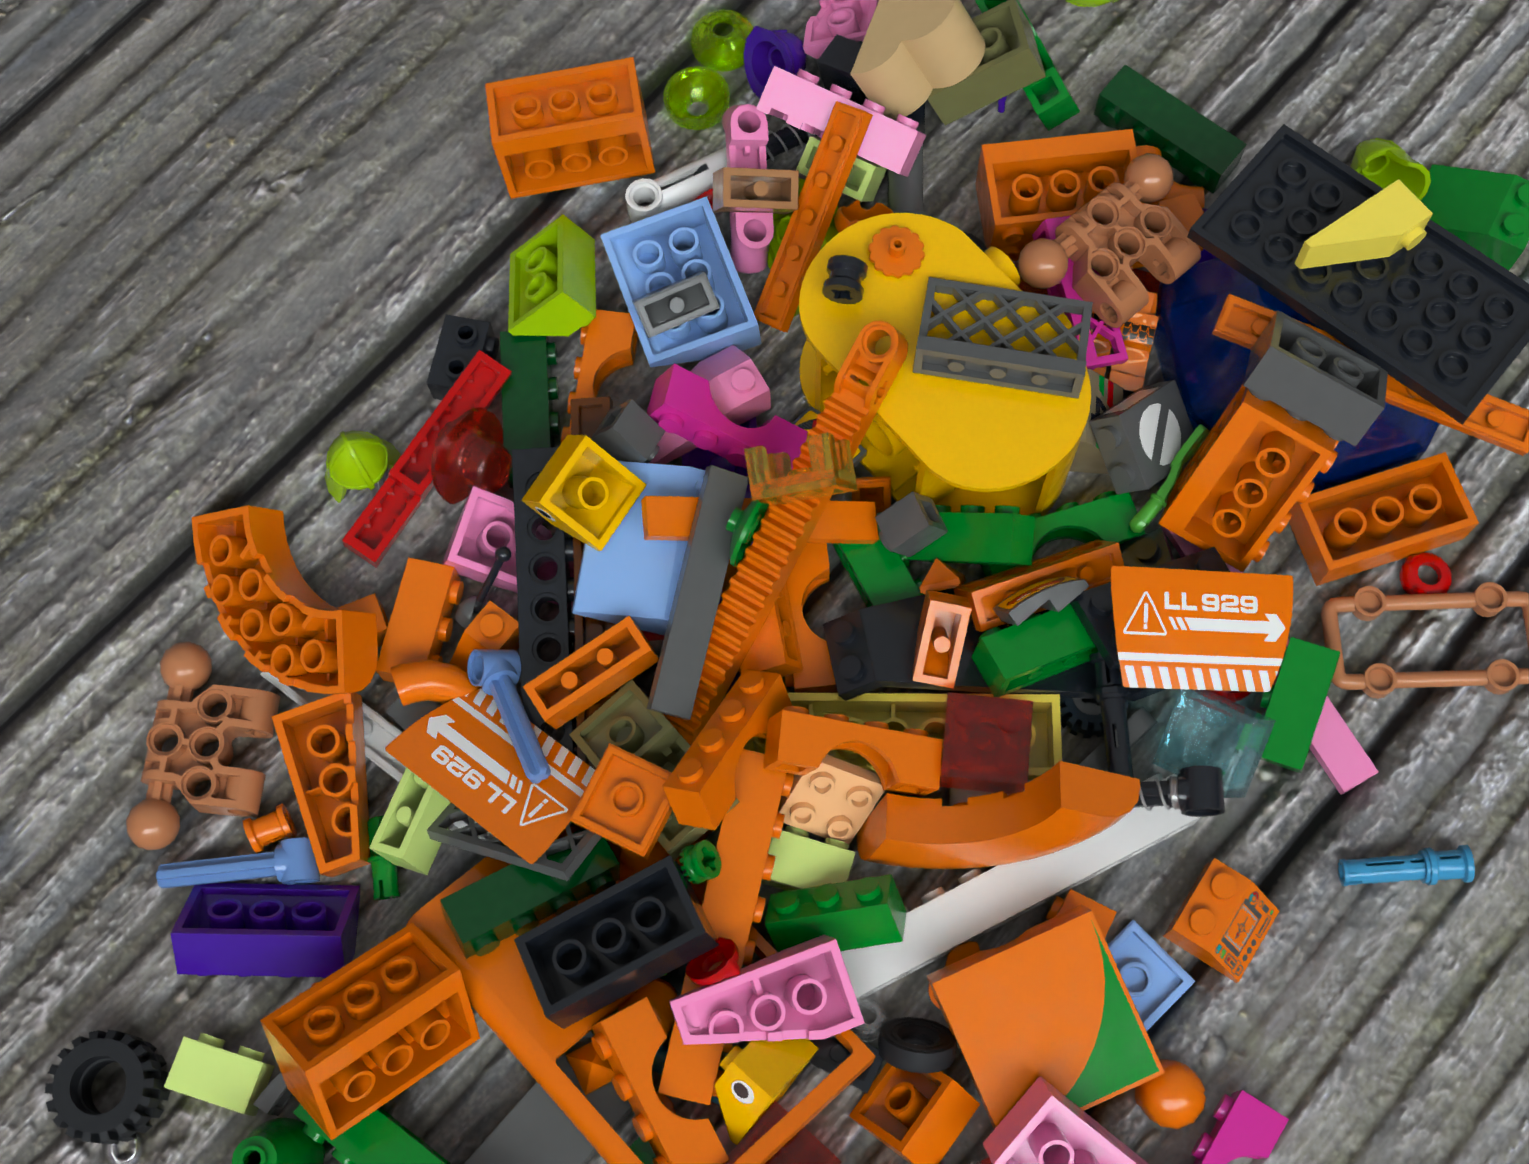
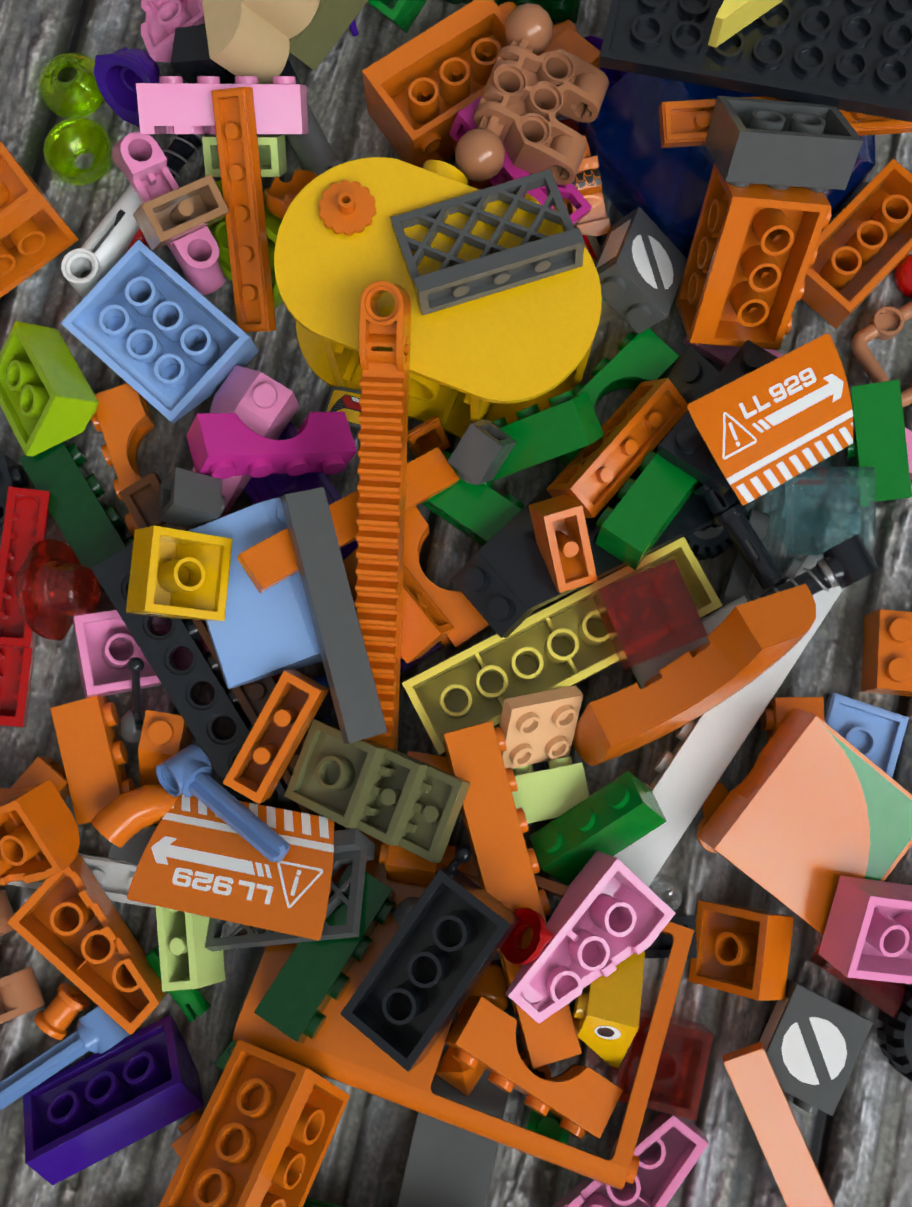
camera: 30 degrees left, 10 degrees up
(625, 801) = (373, 836): orange tile -> none
(675, 304) = (165, 354): dark grey slope -> none
(700, 861) = (465, 855): green bush -> none
(704, 779) = (433, 785): orange arch -> none
(743, 526) = (342, 533): green dish -> none
(777, 484) = (354, 484): clear yellow panel -> none
(845, 279) = (315, 257): black wheel -> none
(903, 760) = (502, 701): orange arch -> none
(934, 1046) = (723, 914): black tyre -> none
(941, 577) = (531, 485): orange slope -> none
(1048, 594) = (638, 453): dark grey slope -> none
(1158, 500) = (679, 322): bright green piece -> none

